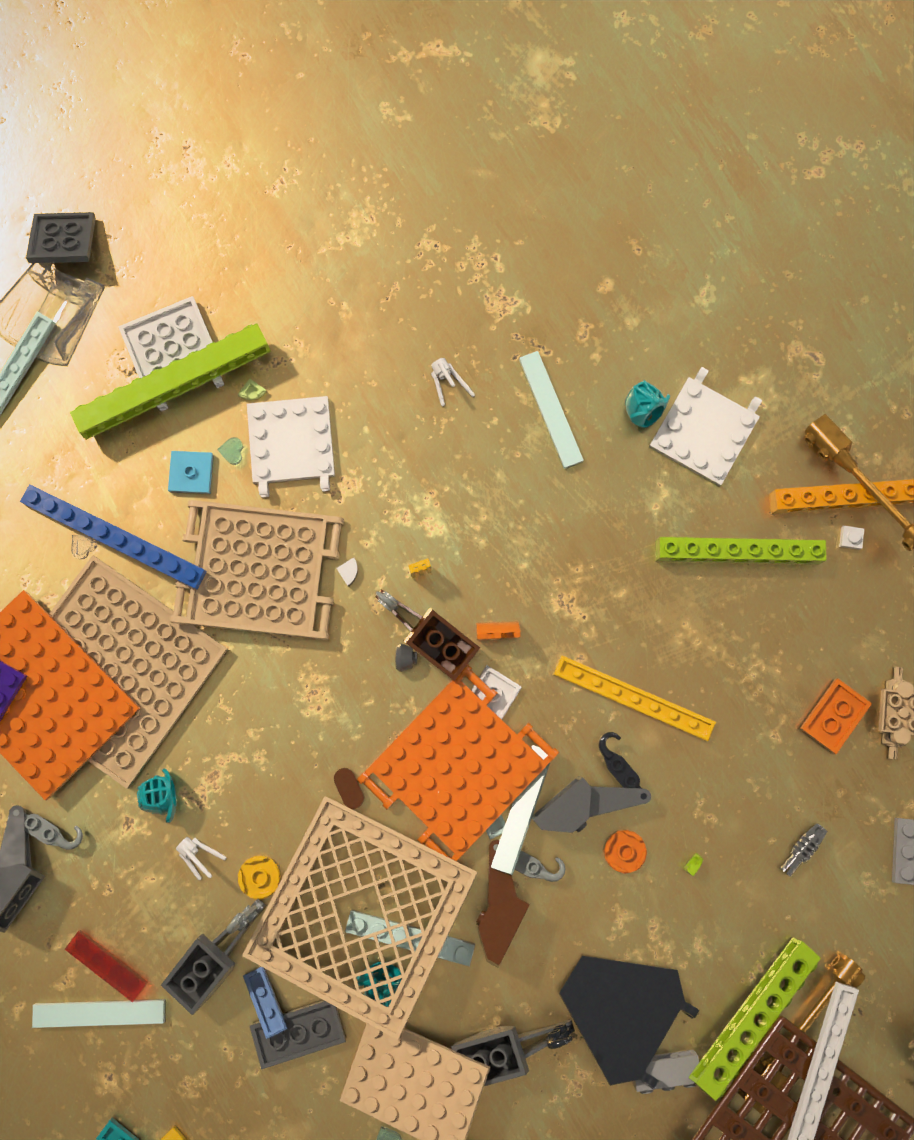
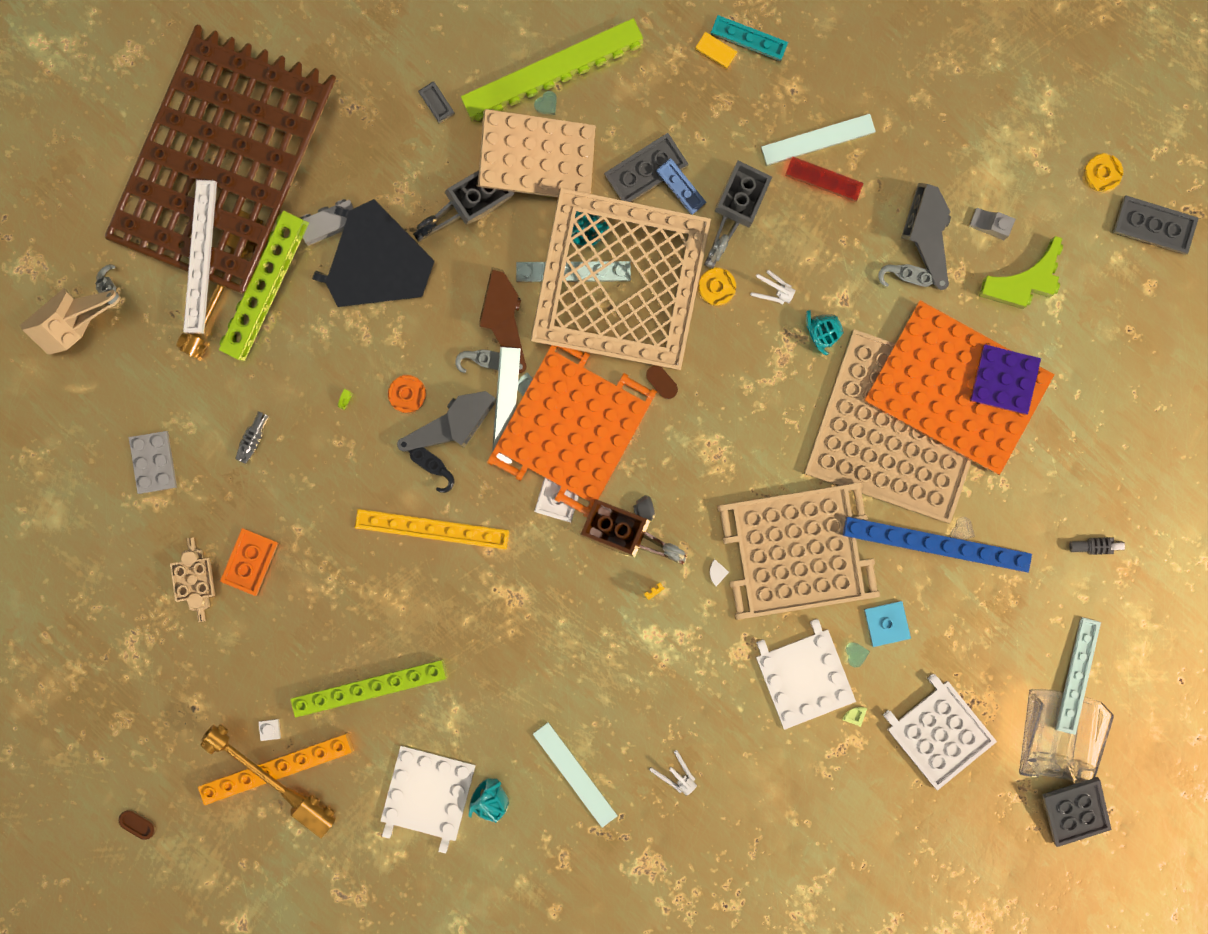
camera: 165 degrees right, 5 degrees up
(170, 381) = (929, 701): lime brick -> none
(497, 630) = (569, 555): orange slope -> none

